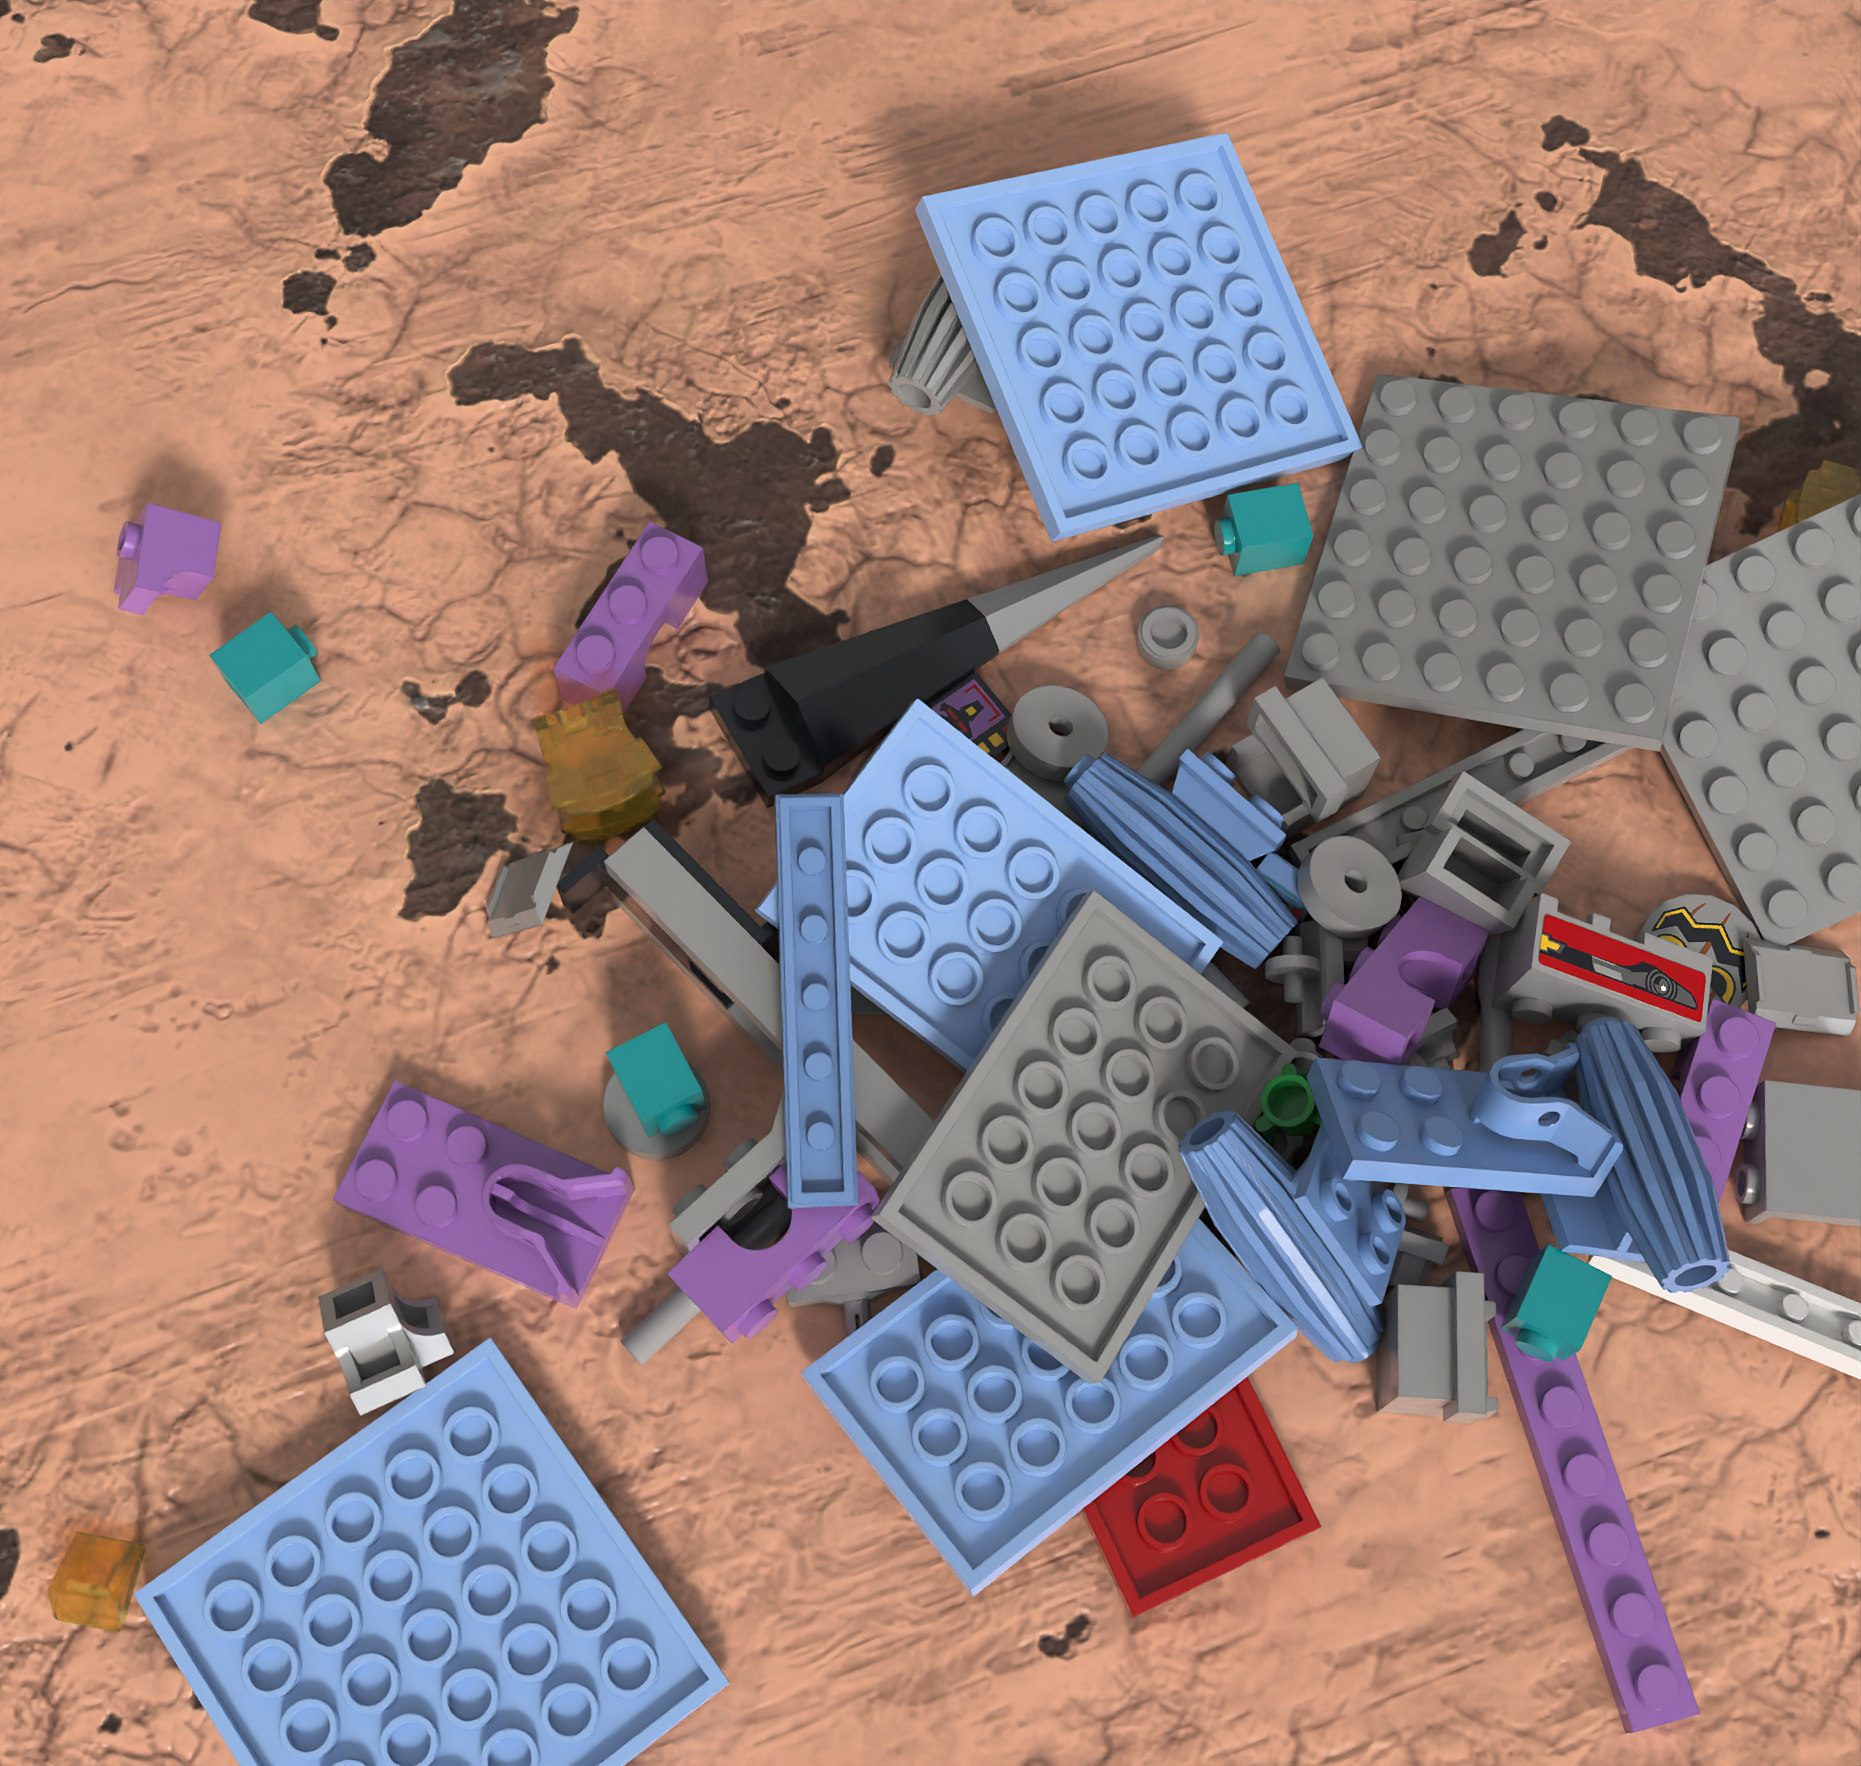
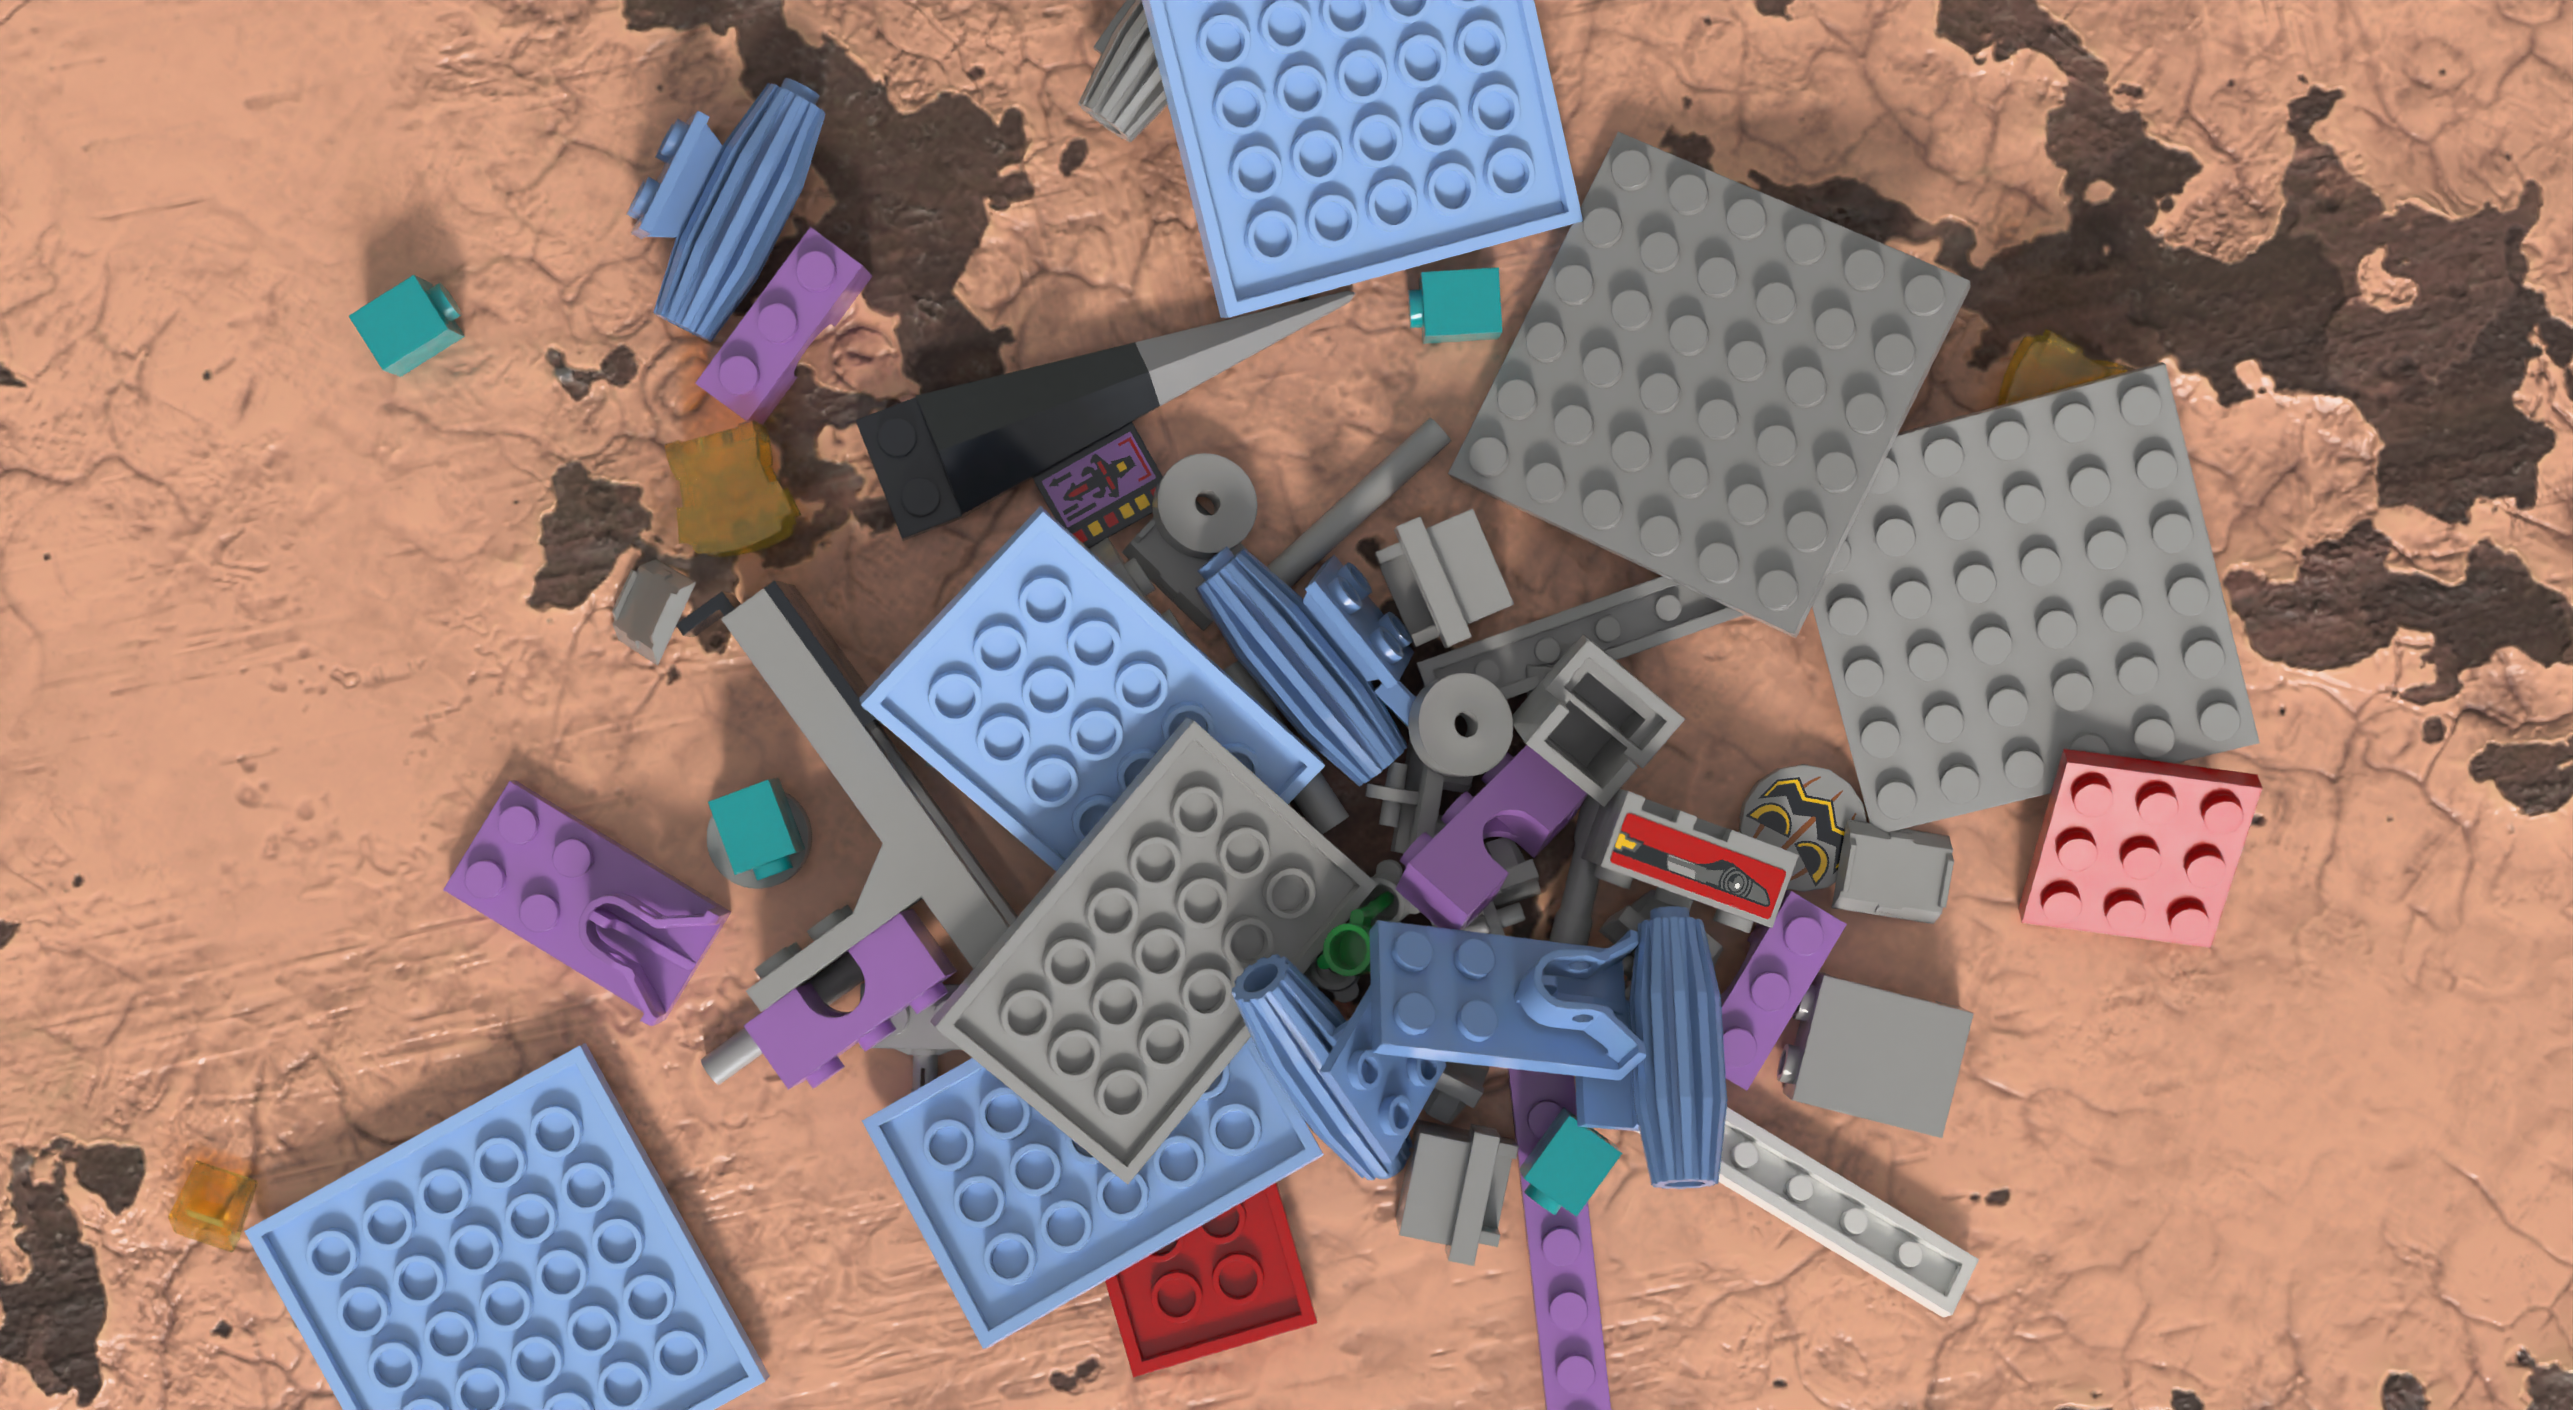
camera: 15 degrees right, 20 degrees up
(164, 556) = (304, 188): medium lavender brick -> none
(382, 1339) = (480, 1037): light grey brick -> none
(562, 521) = (726, 202): none -> medium blue plate
(815, 1001) = (906, 798): medium blue tile -> none
(1167, 637) = (1338, 408): light grey tile -> none

